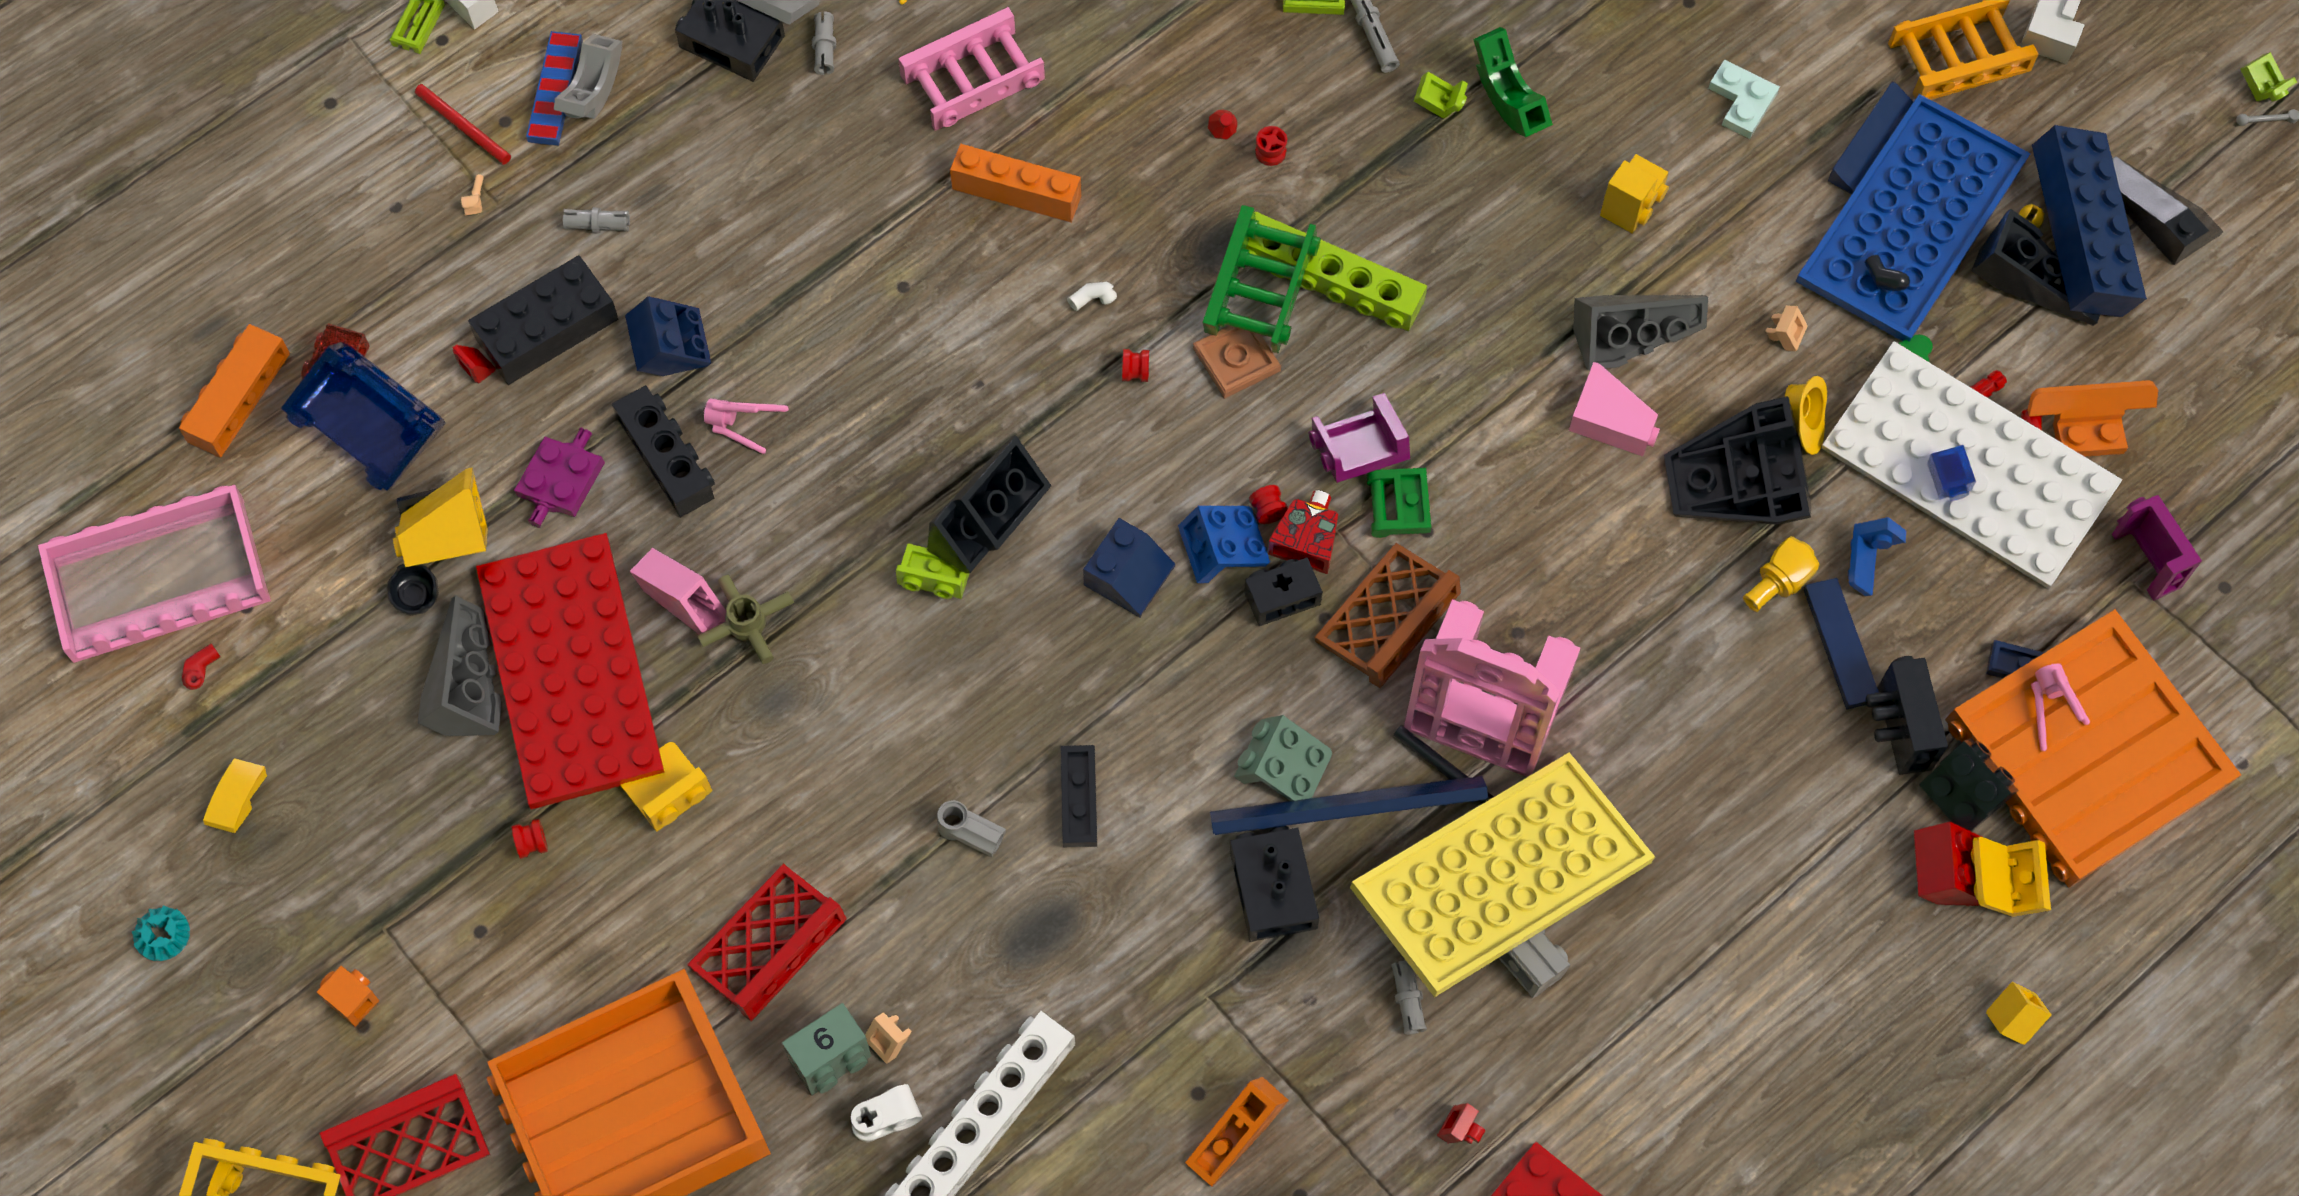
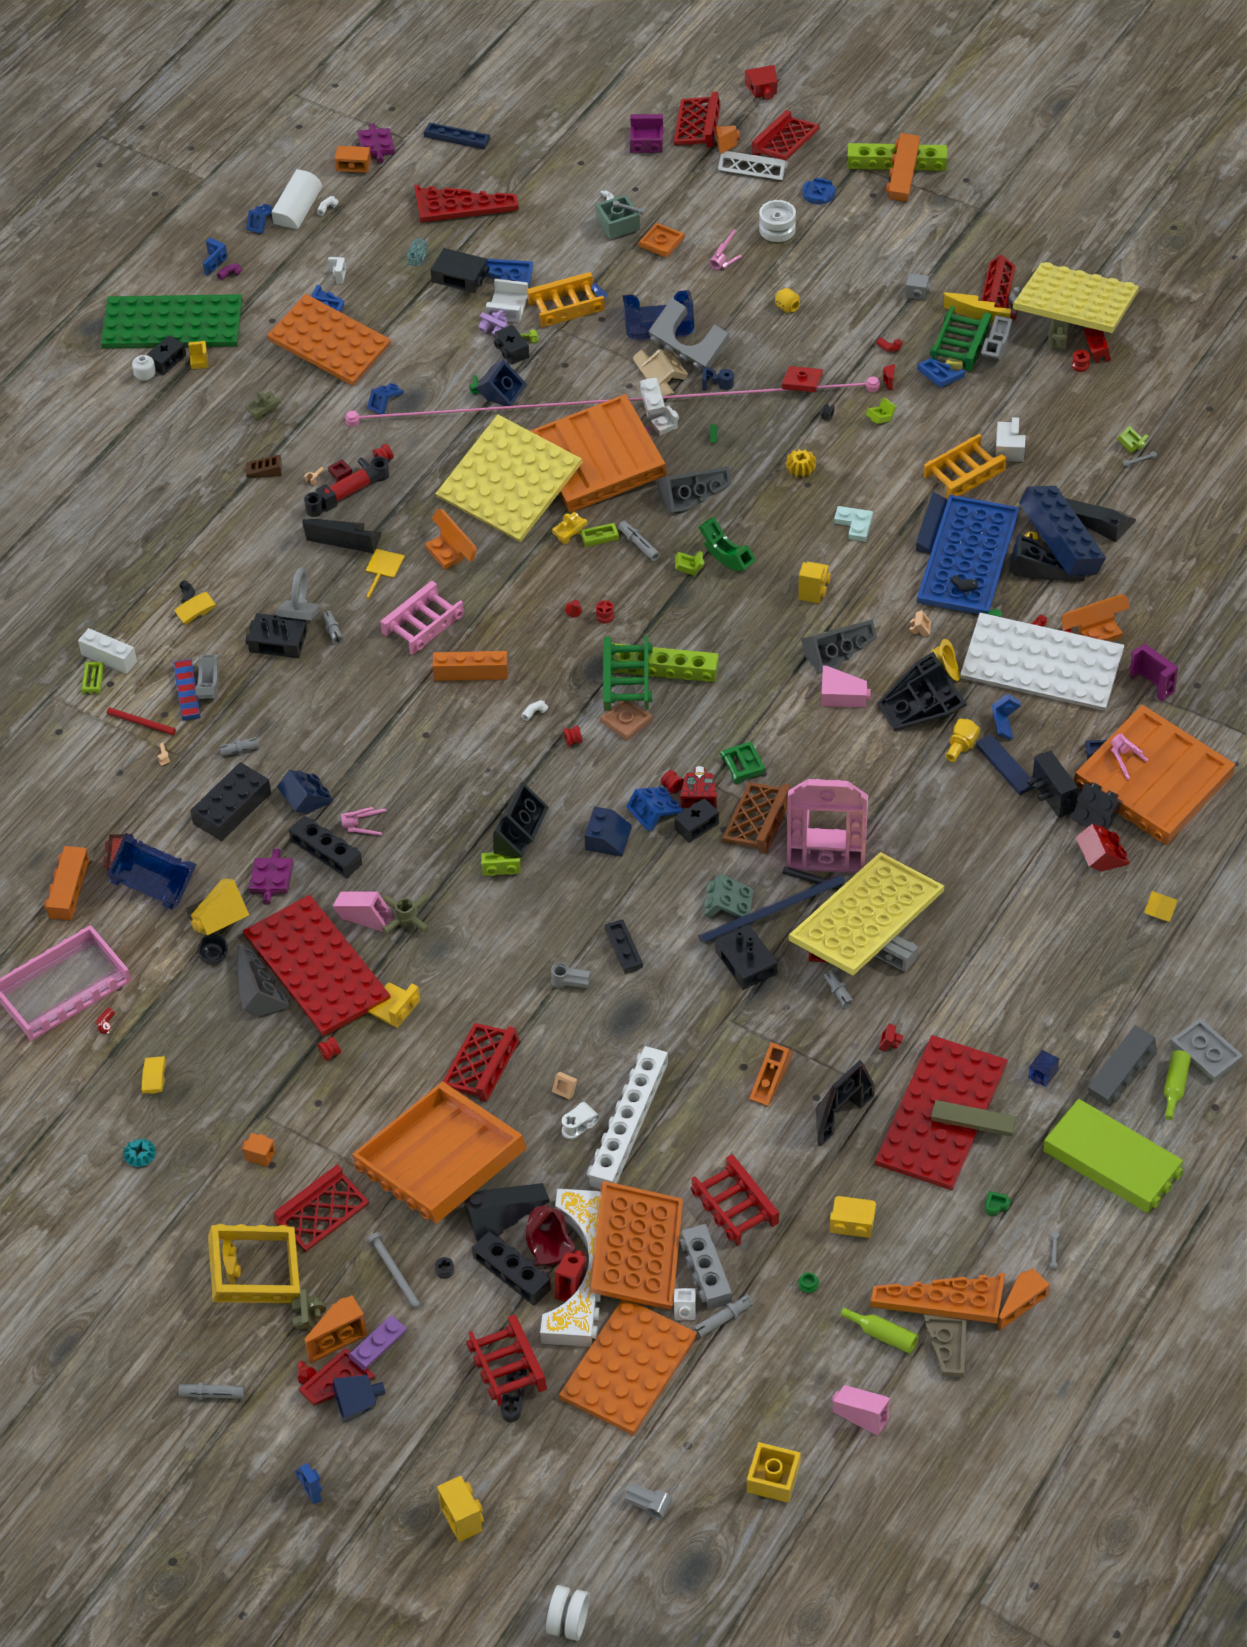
camera: 15 degrees left, 15 degrees down
(473, 362) = (197, 835): red slope -> none
(827, 1050) = (536, 1096): sand green brick -> none
(1361, 441) = (712, 738): panel -> none
(1951, 473) = (1033, 665): clear blue brick -> none
(2011, 876) = (1135, 844): yellow bracket -> none

